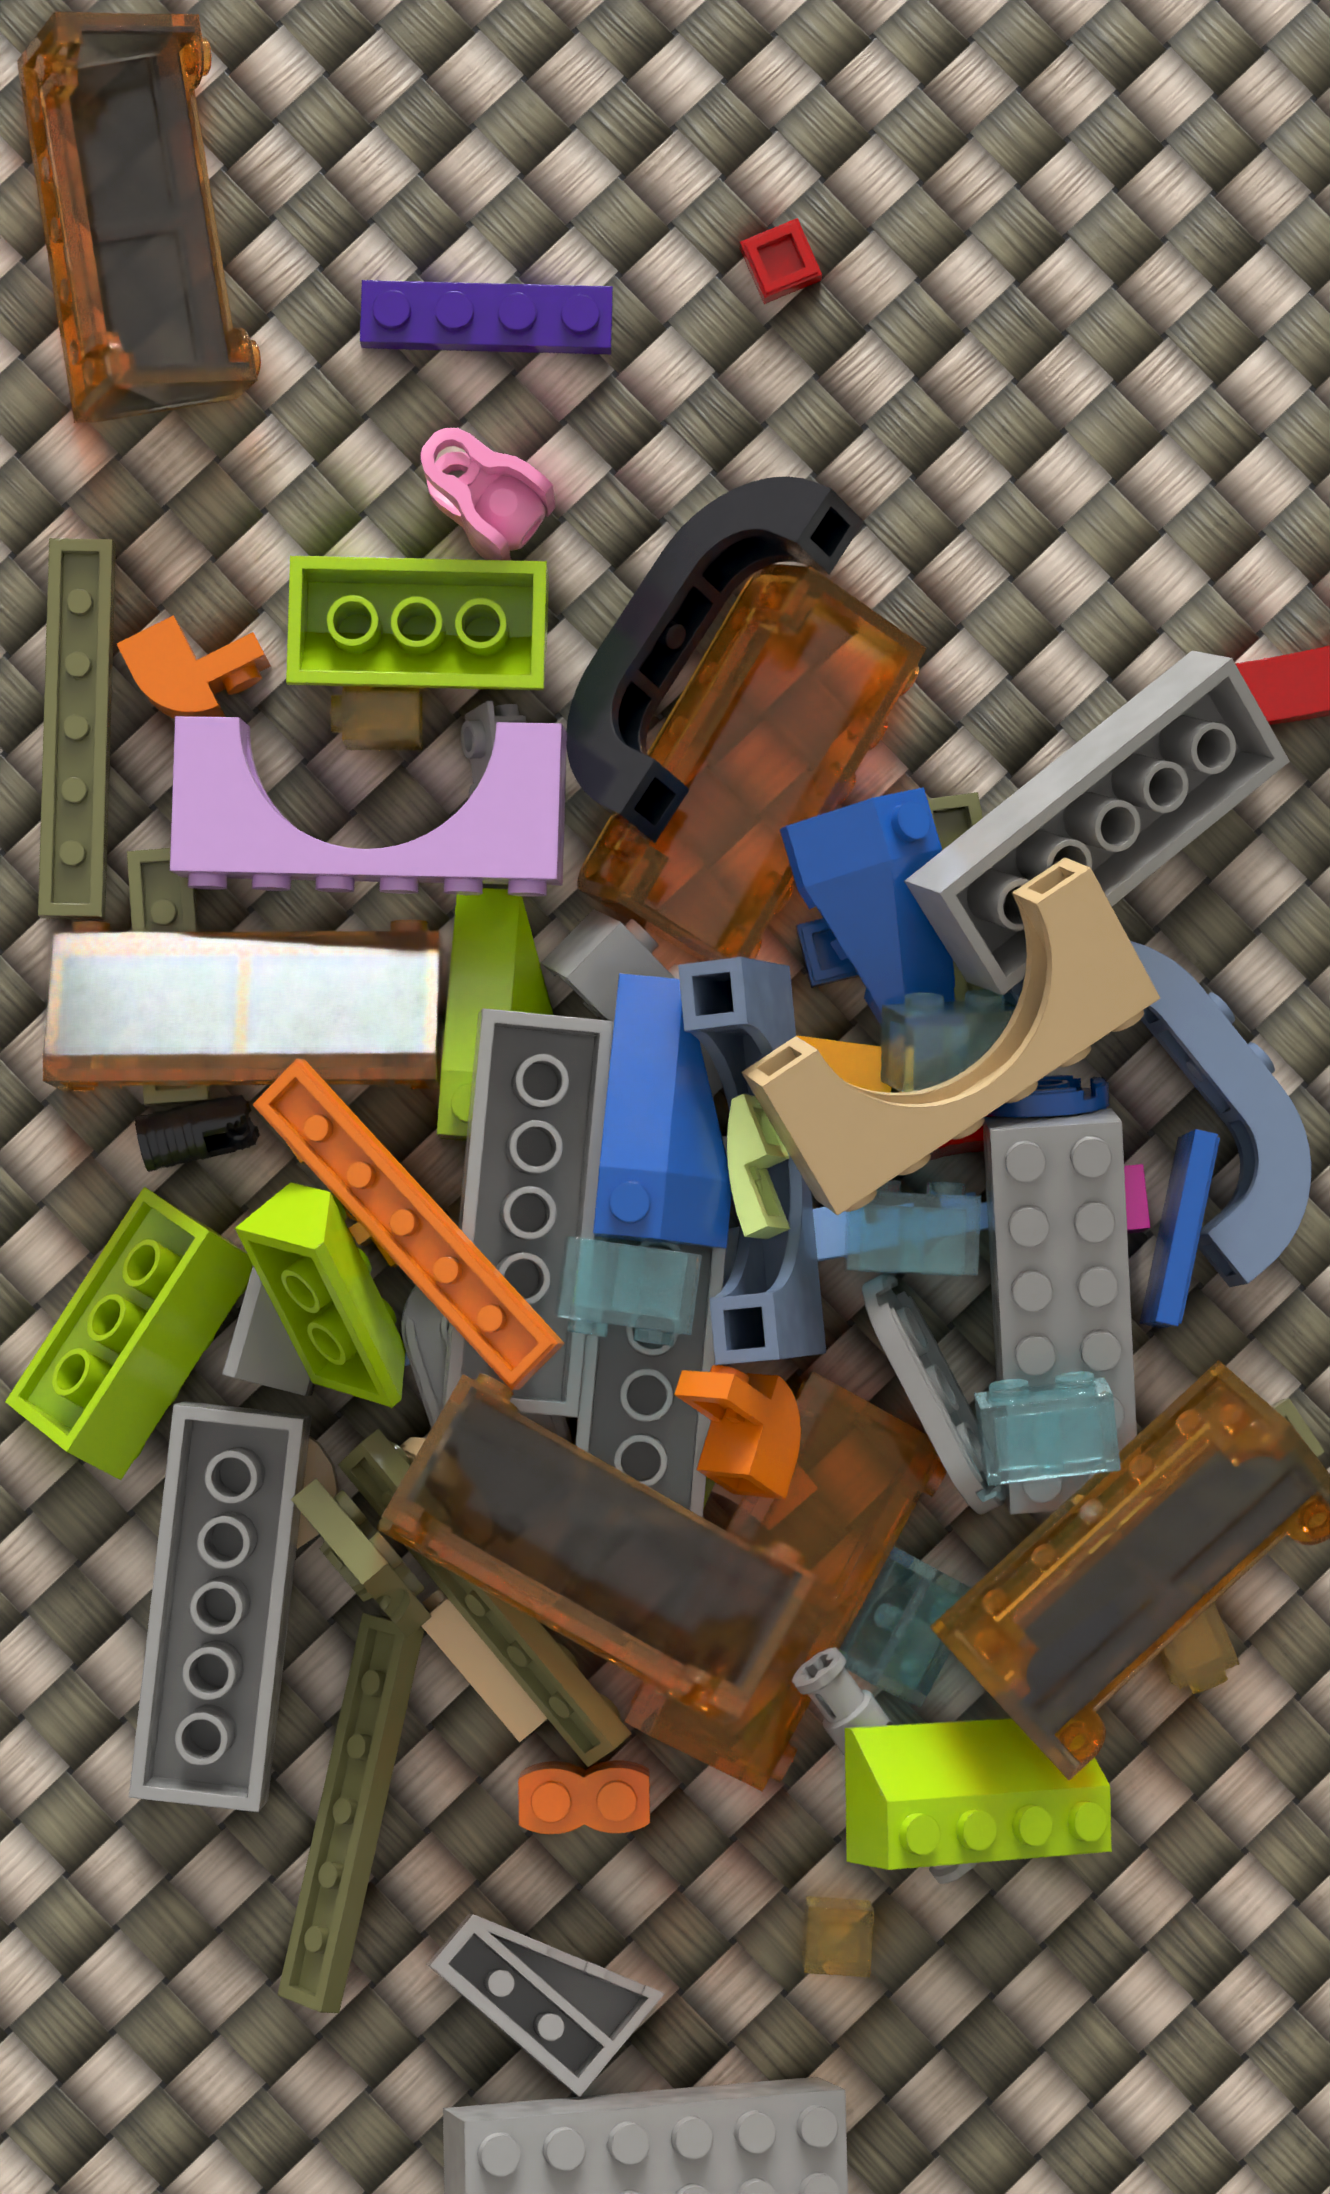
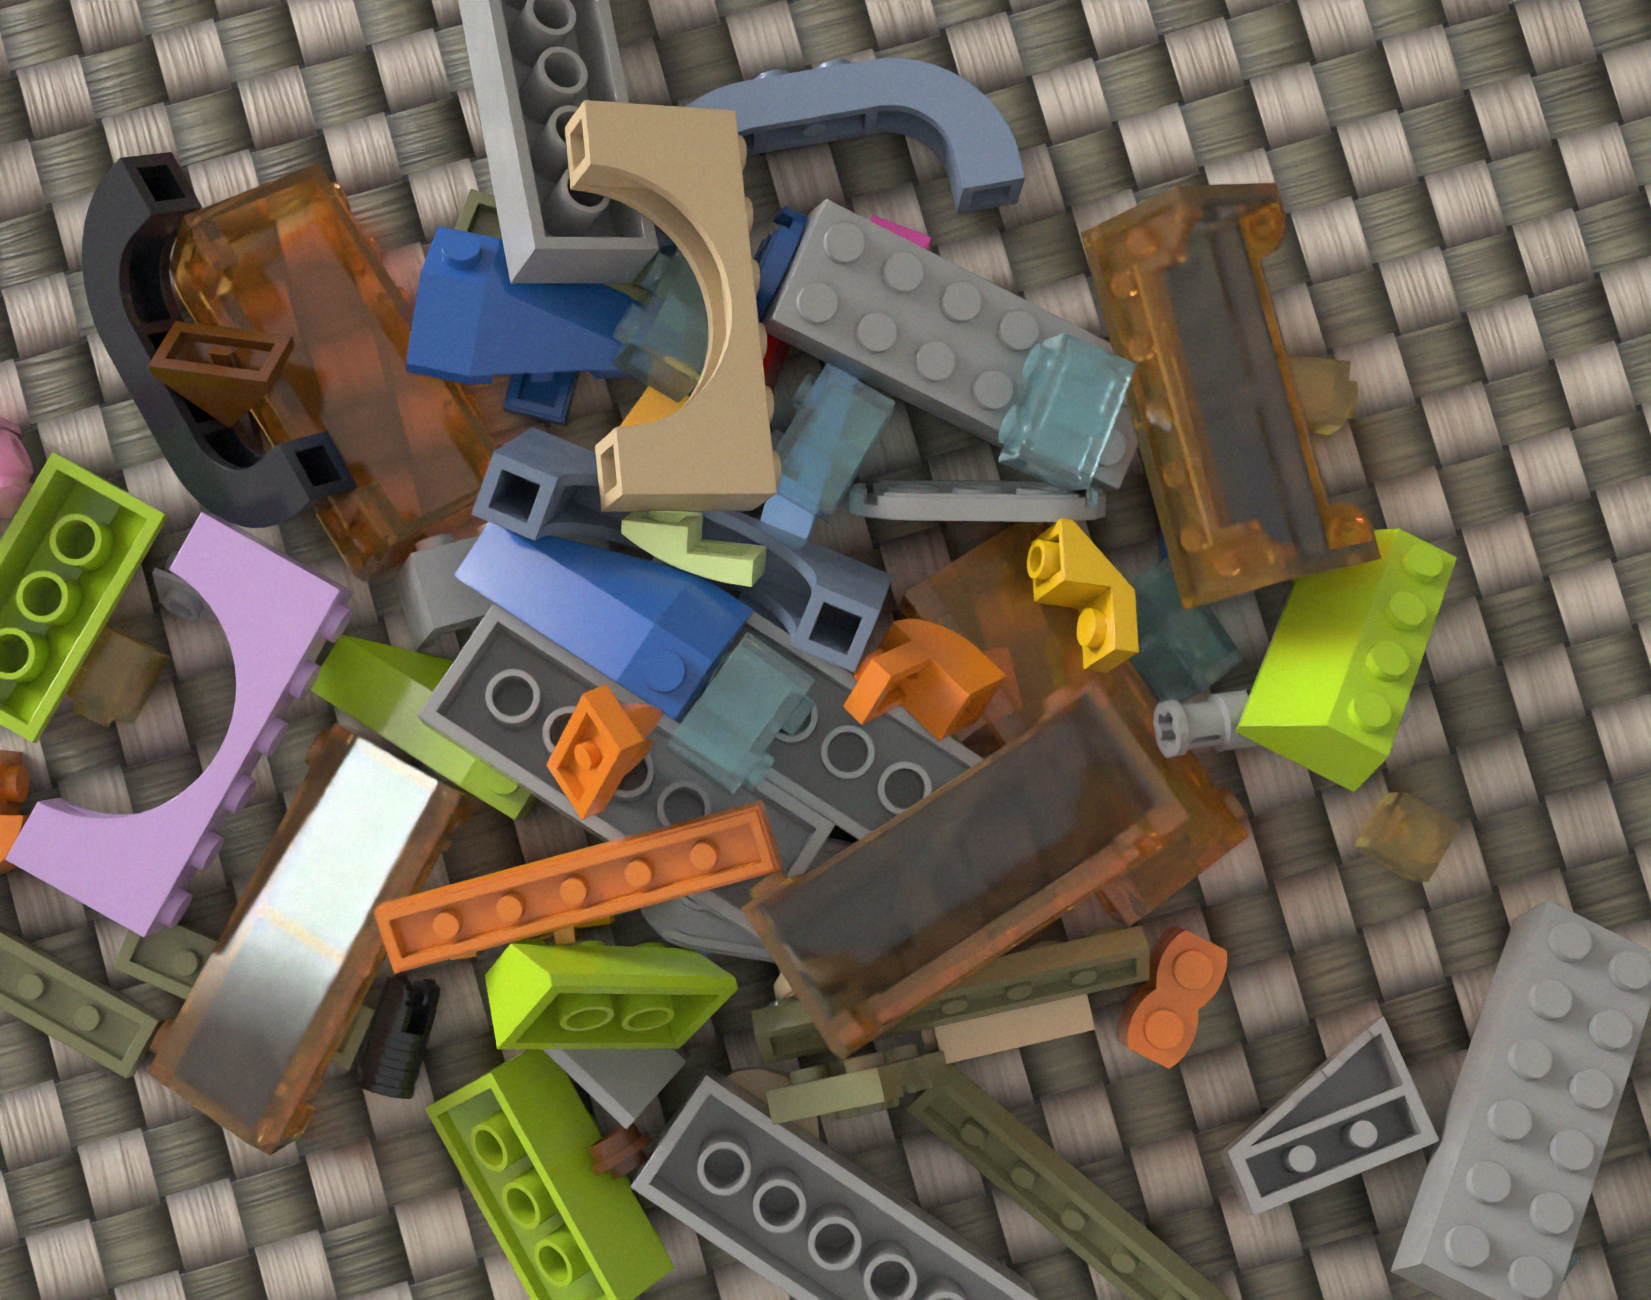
camera: 65 degrees left, 0 degrees up
(198, 1378) = (619, 1151): none -> reddish brown plate
(535, 1183) = (600, 748): none -> orange tile
(698, 665) = (220, 366): none -> reddish brown slope
(911, 1513) = (1076, 574): none -> yellow slope
(1180, 1229) = (945, 211): blue tile -> none

